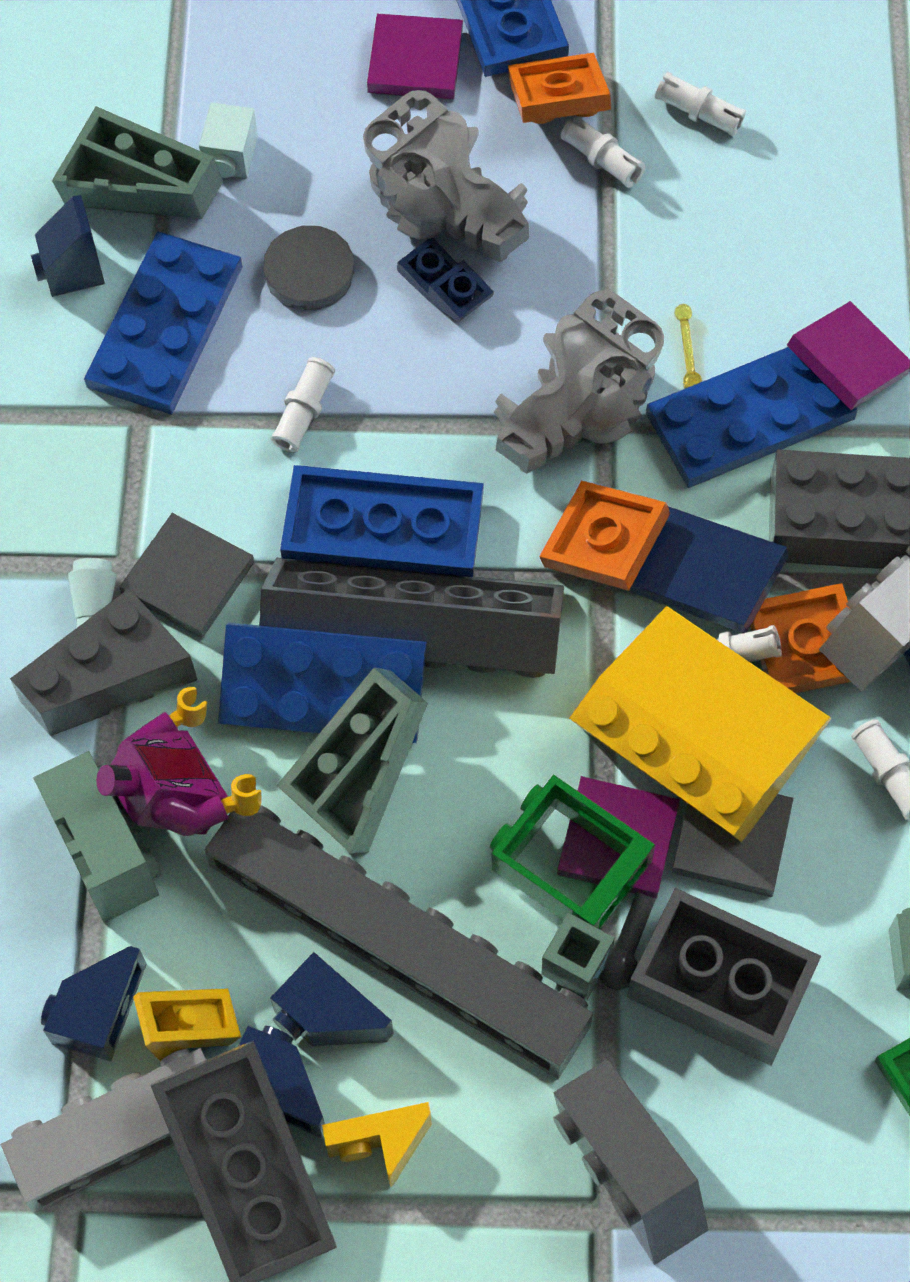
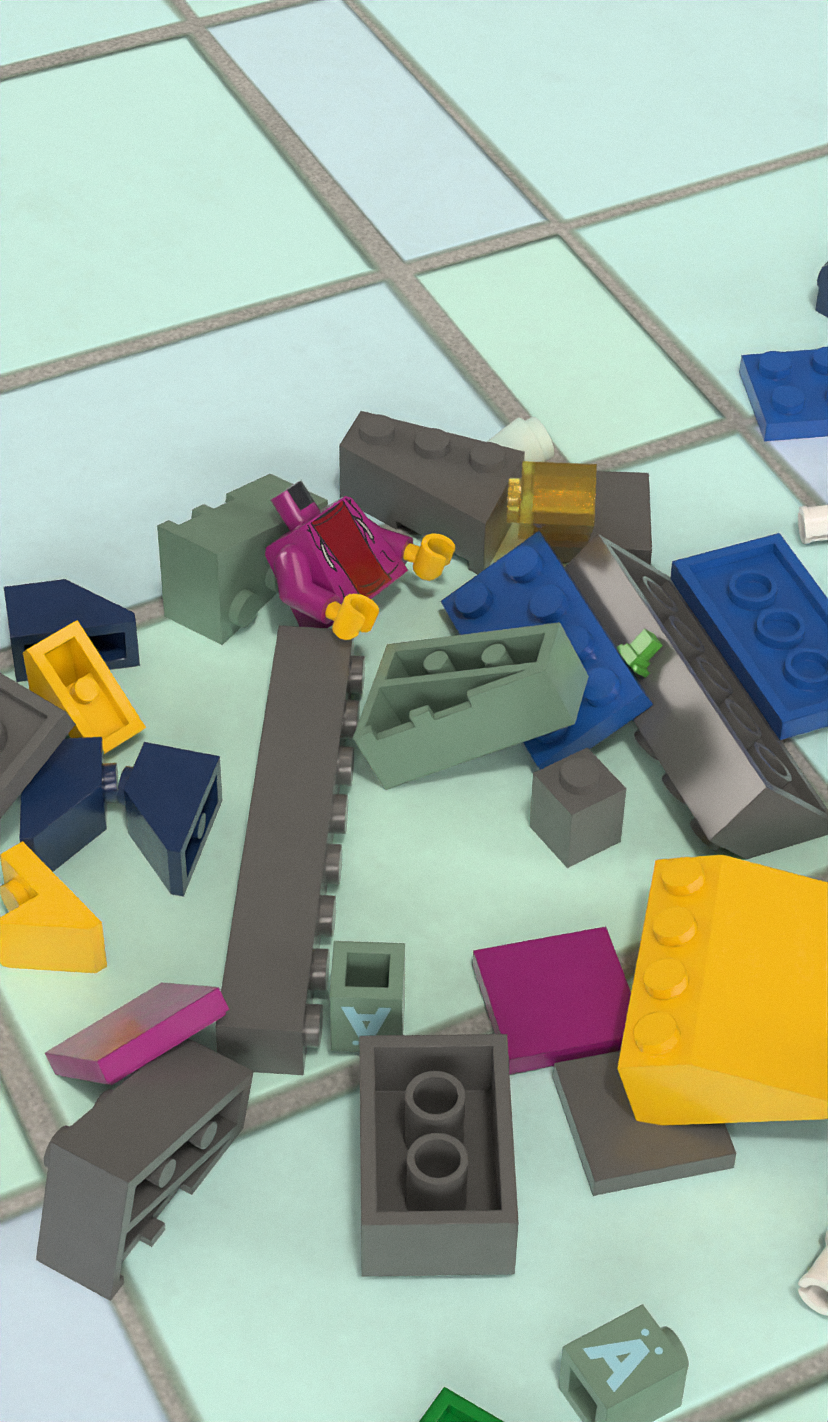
camera: 60 degrees right, 20 degrees down
(209, 599) = (553, 500): none -> clear yellow brick
(386, 625) = (640, 651): none -> bright green piece
(477, 738) = (577, 807): none -> dark grey brick
(530, 1120) = (137, 1032): none -> magenta tile
(537, 807) = (475, 989): green window -> none

